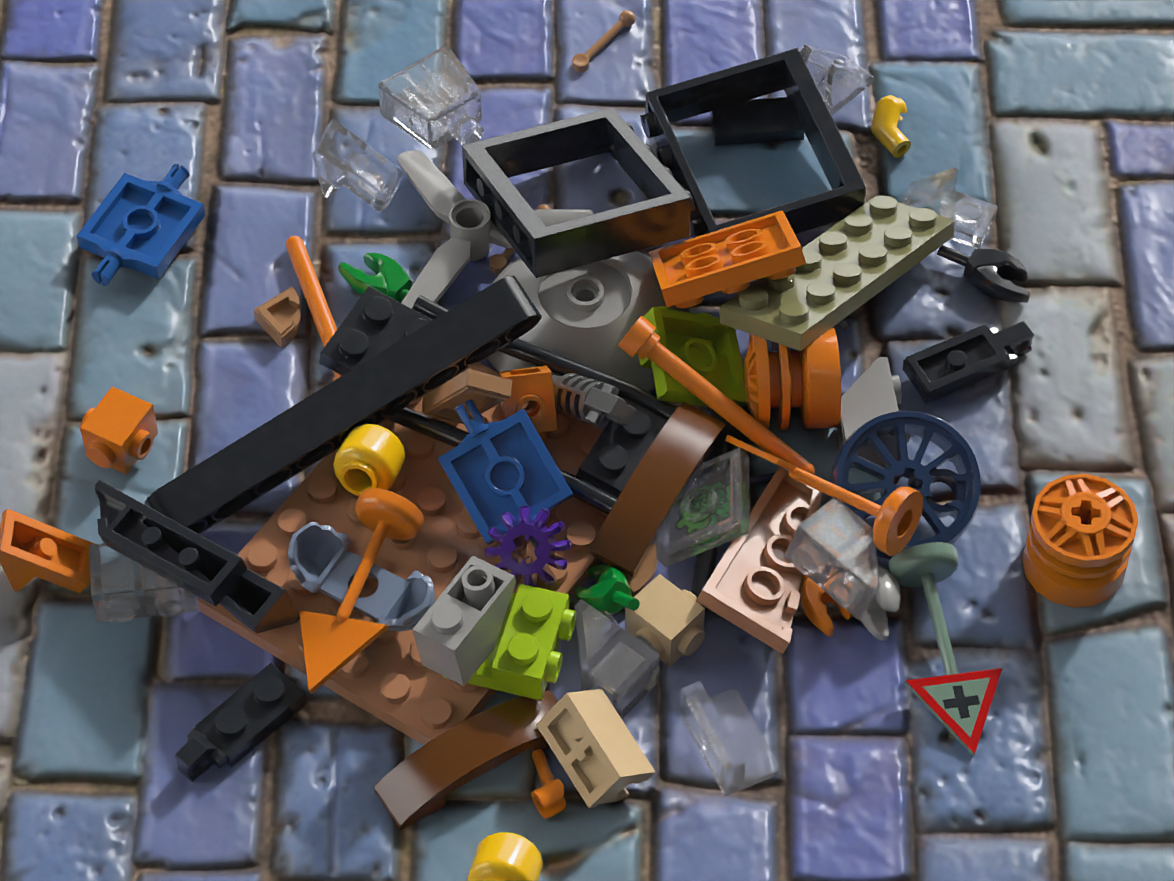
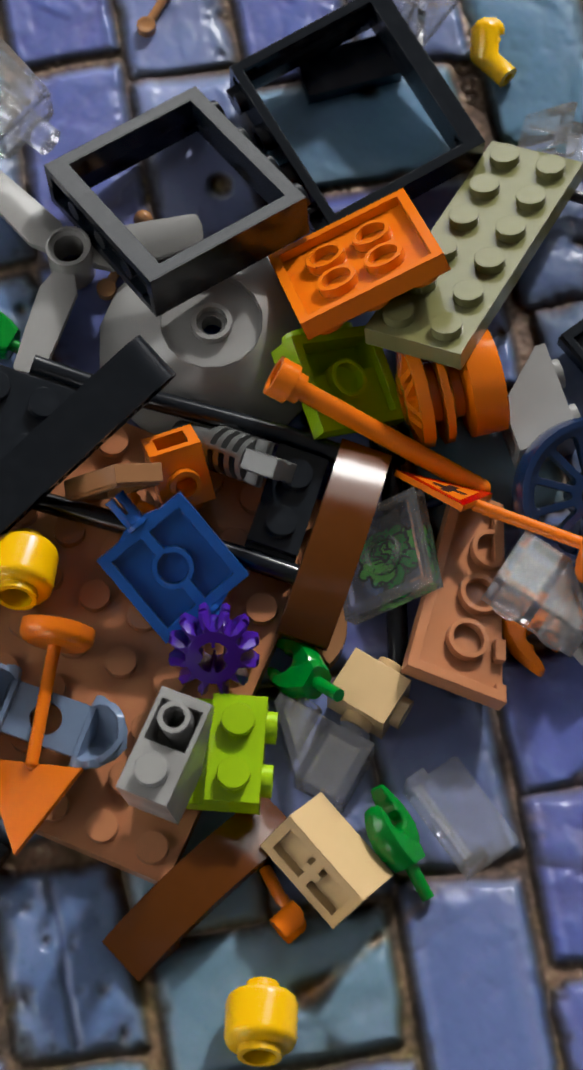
camera: 10 degrees left, 15 degrees up
(664, 744) = (396, 837): none -> green hand

